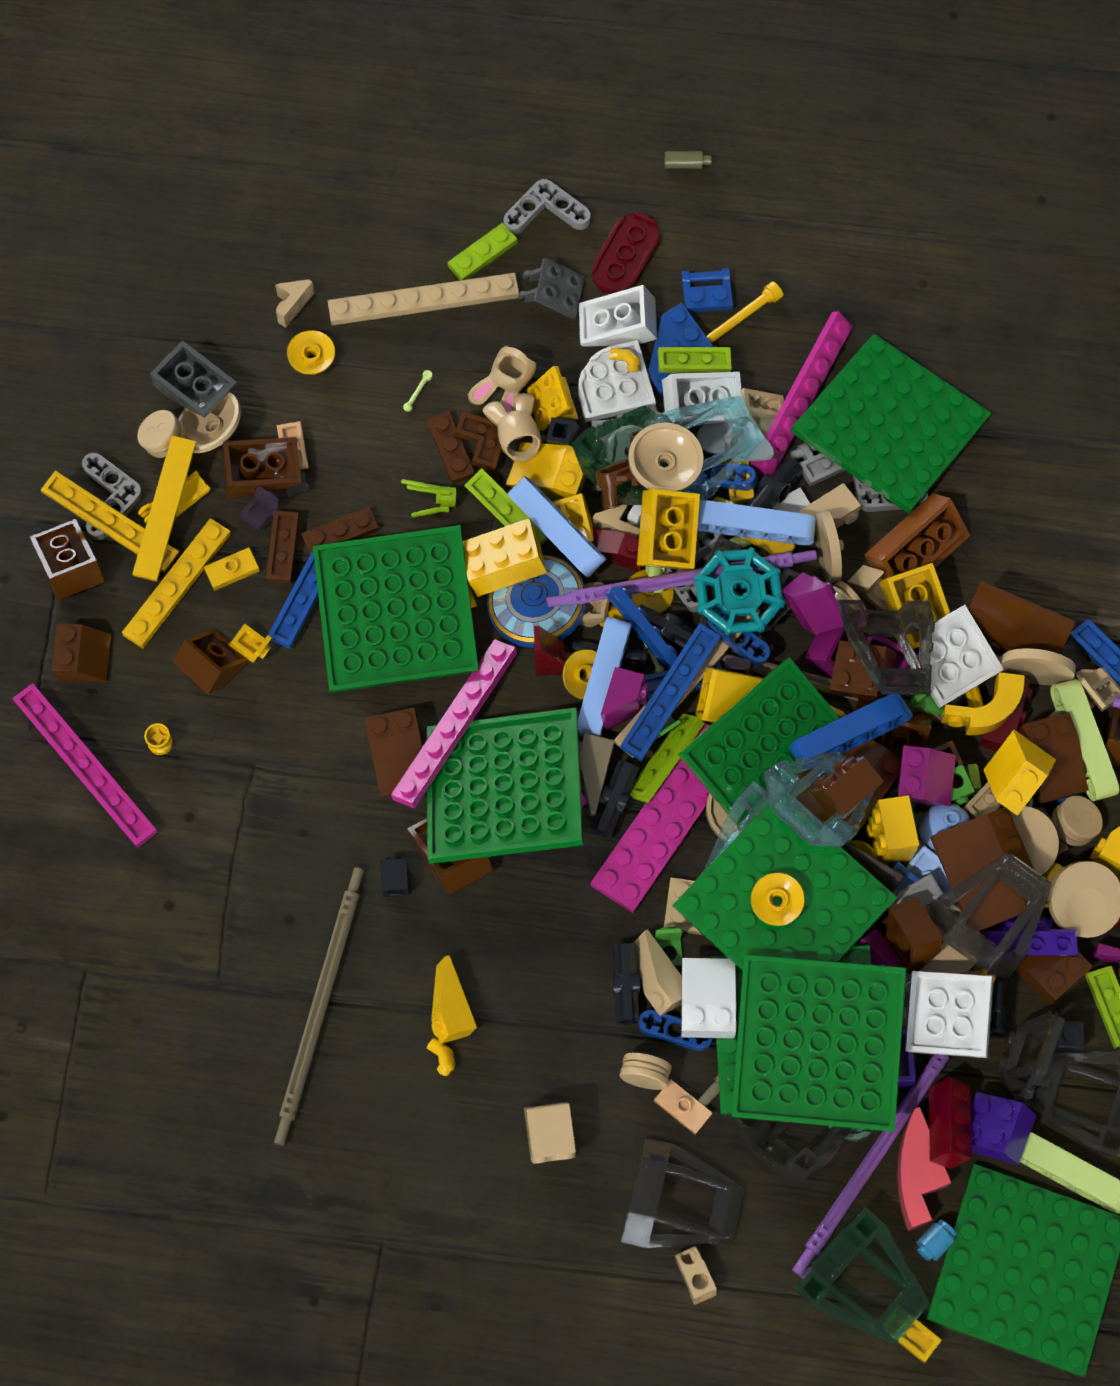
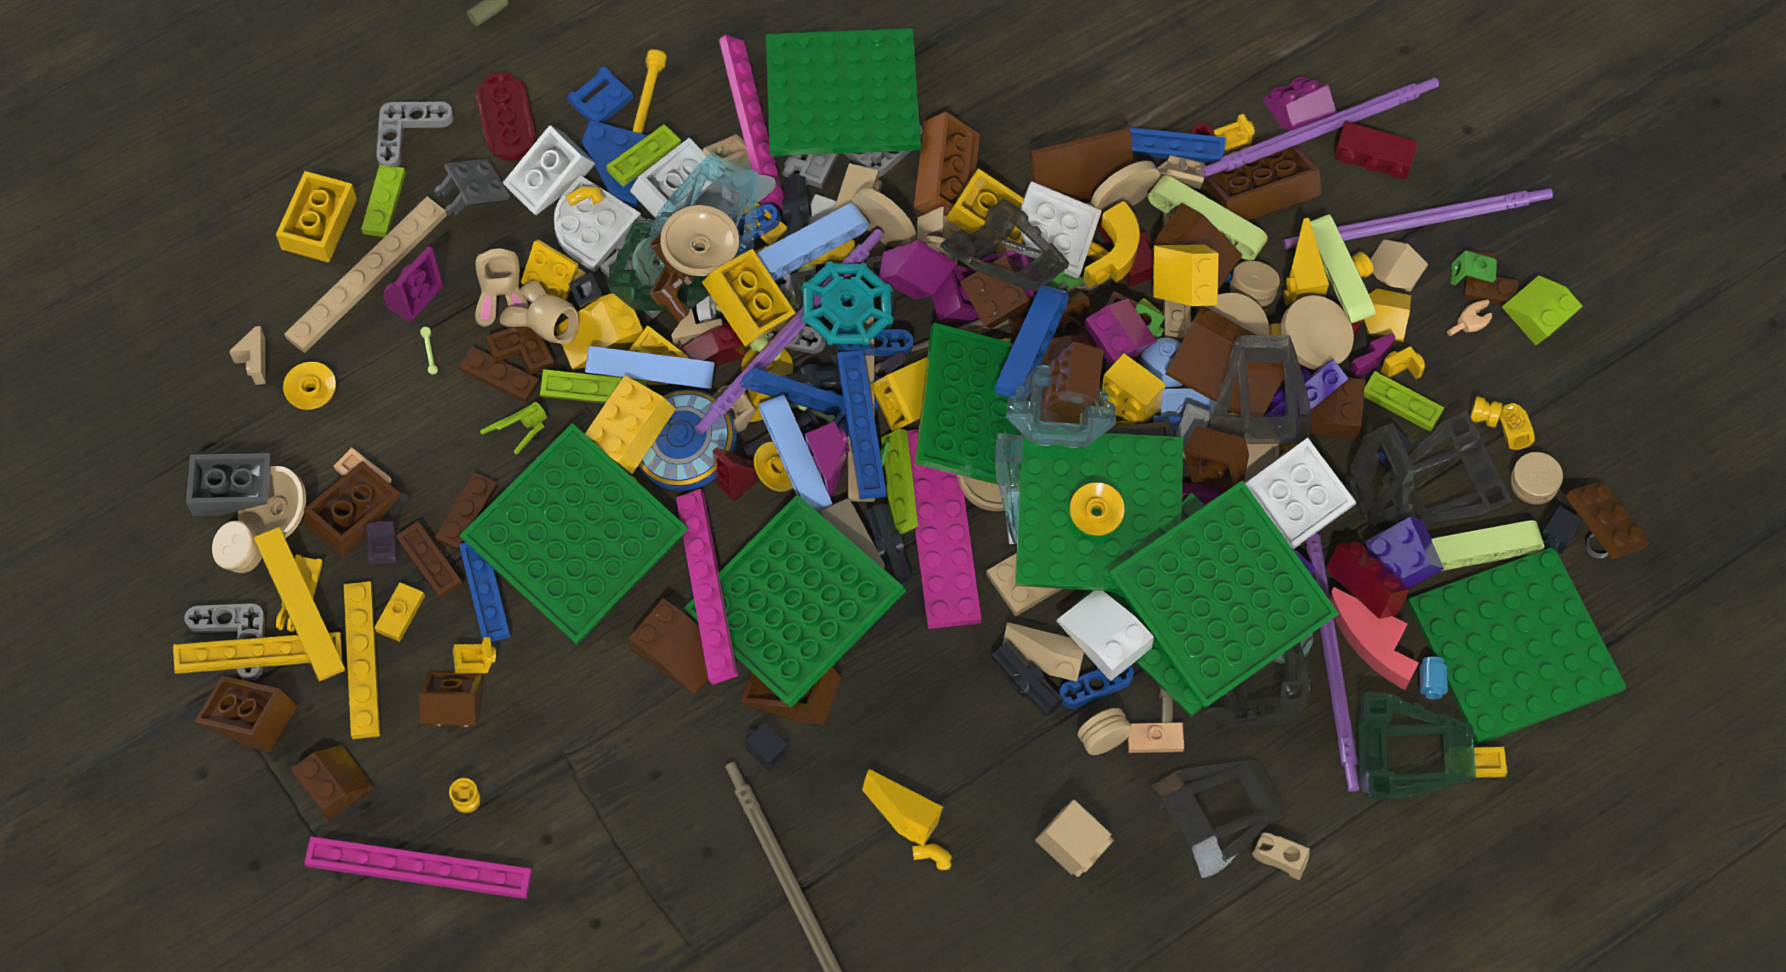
camera: 40 degrees left, 5 degrees down
(422, 229) = (316, 216): none -> yellow brick
(444, 335) = (414, 286): none -> magenta slope
(670, 938) = (1028, 616): bright green bracket -> none

